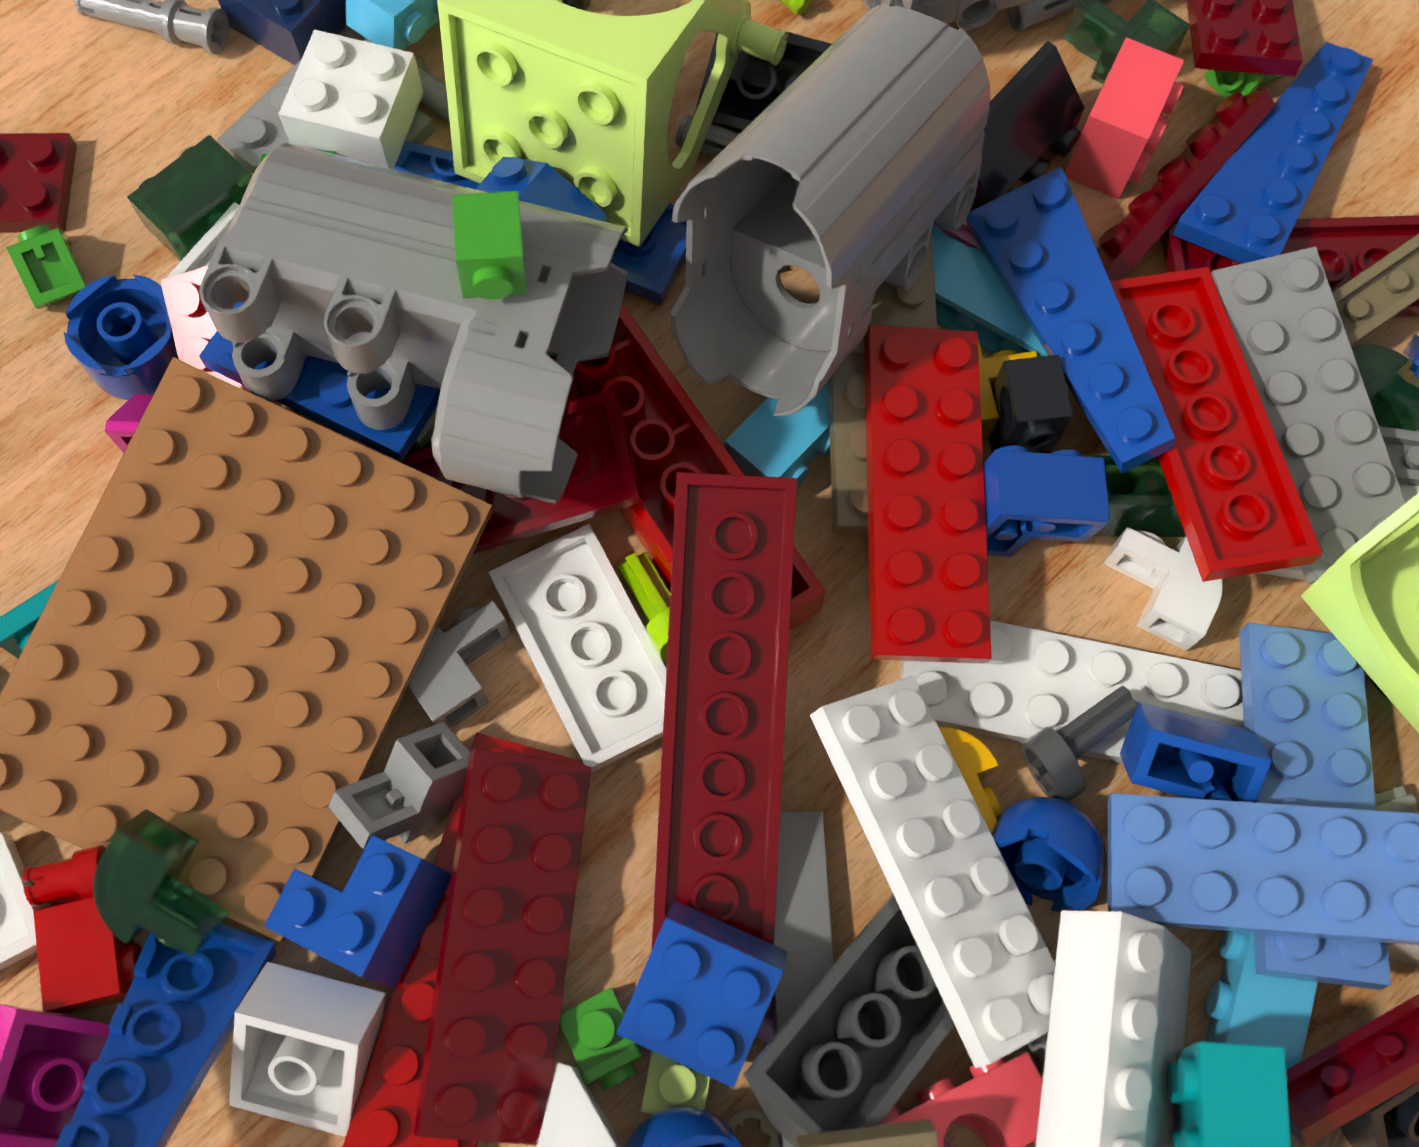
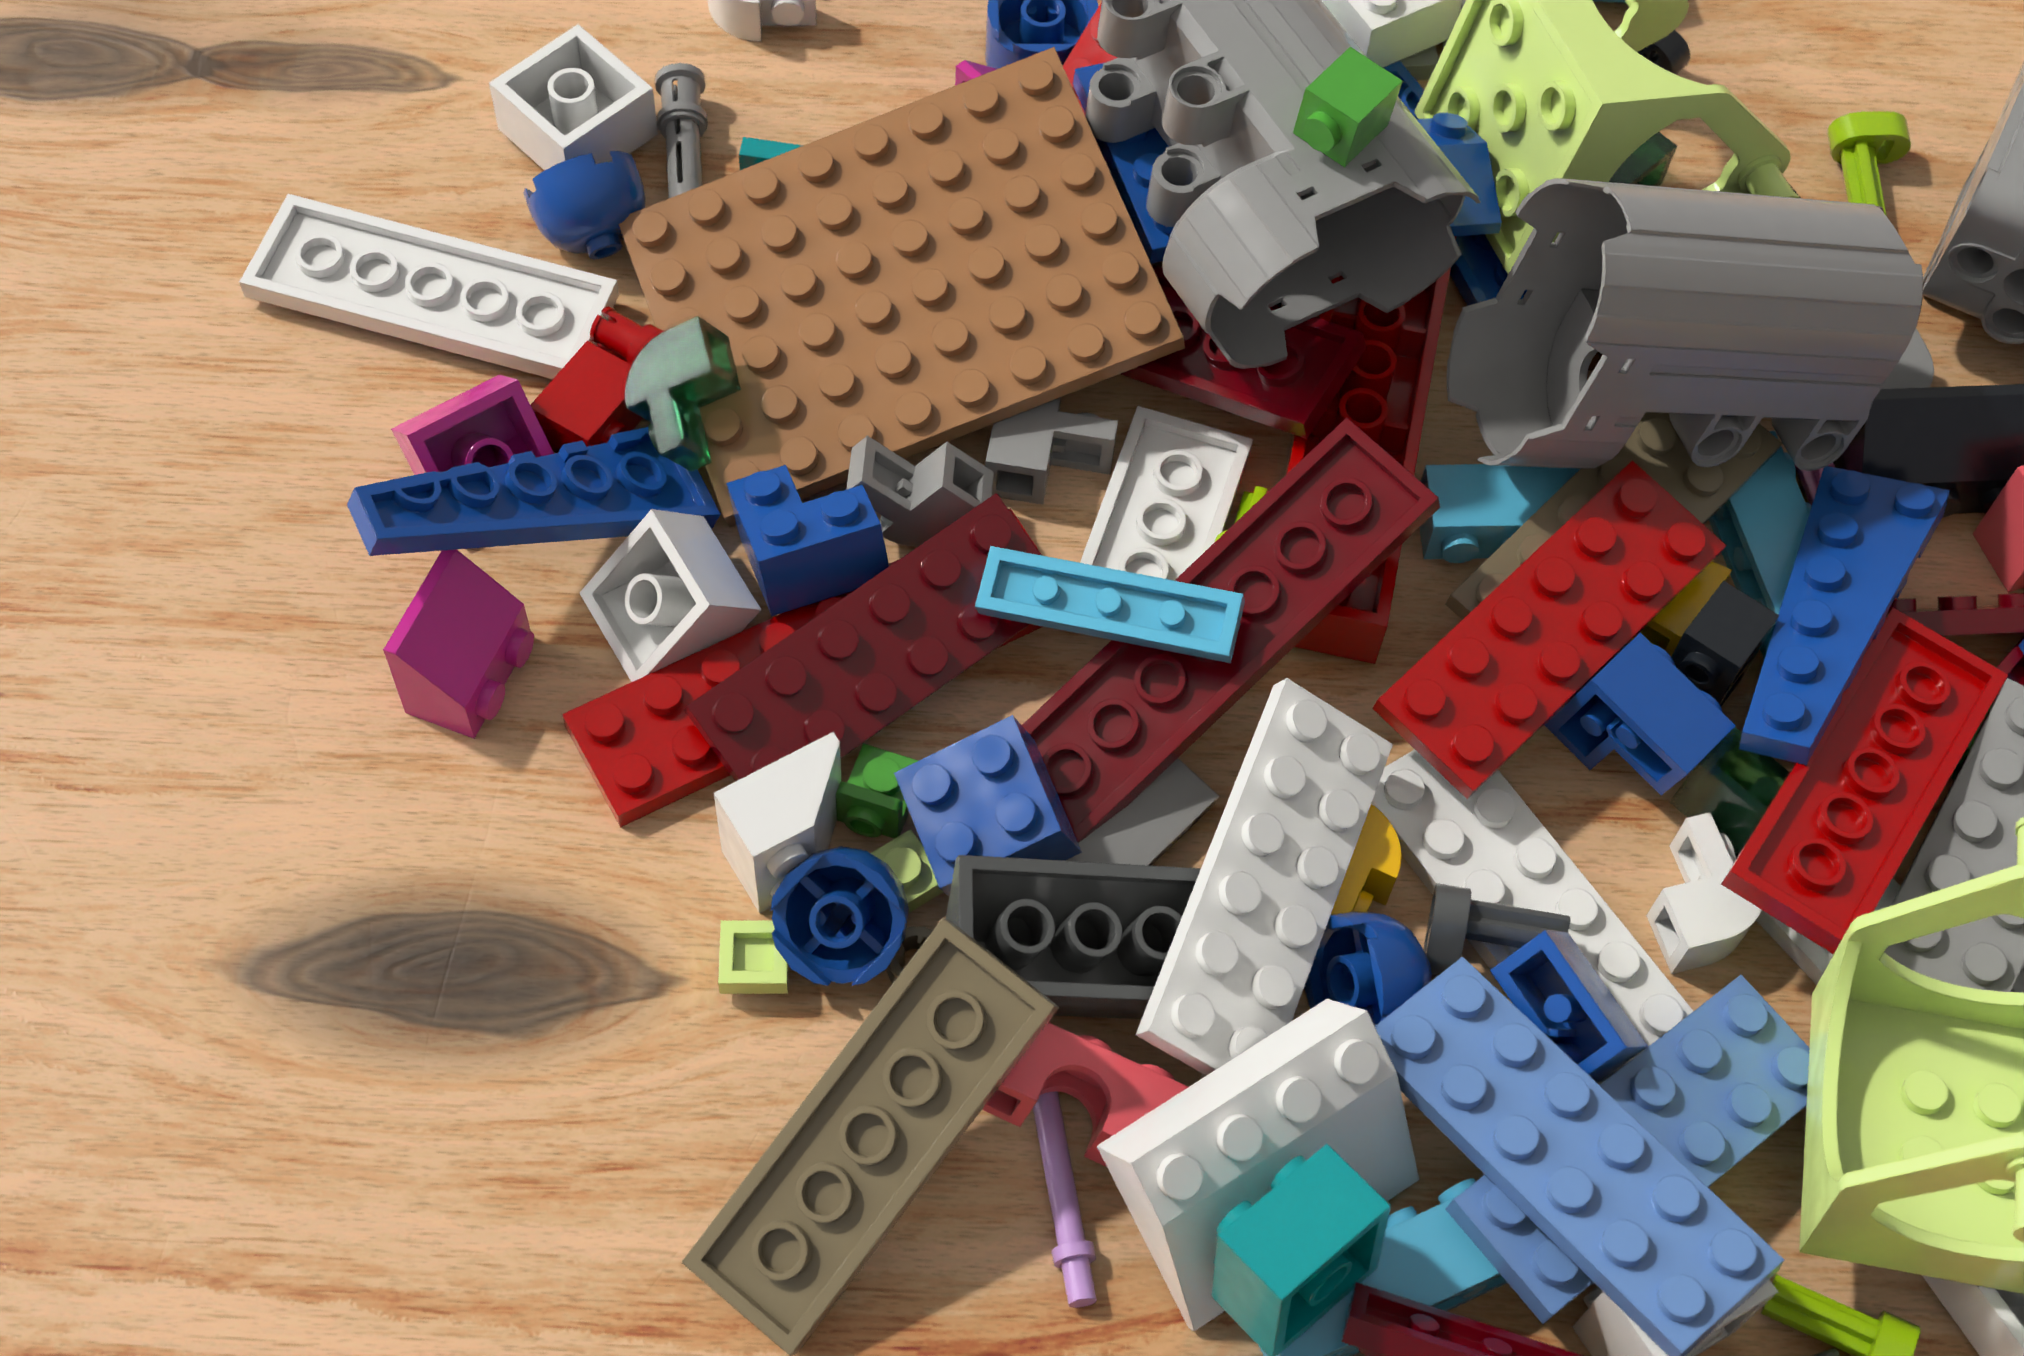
camera: 45 degrees right, 10 degrees down
(642, 763) = (1110, 604): none -> medium azure plate

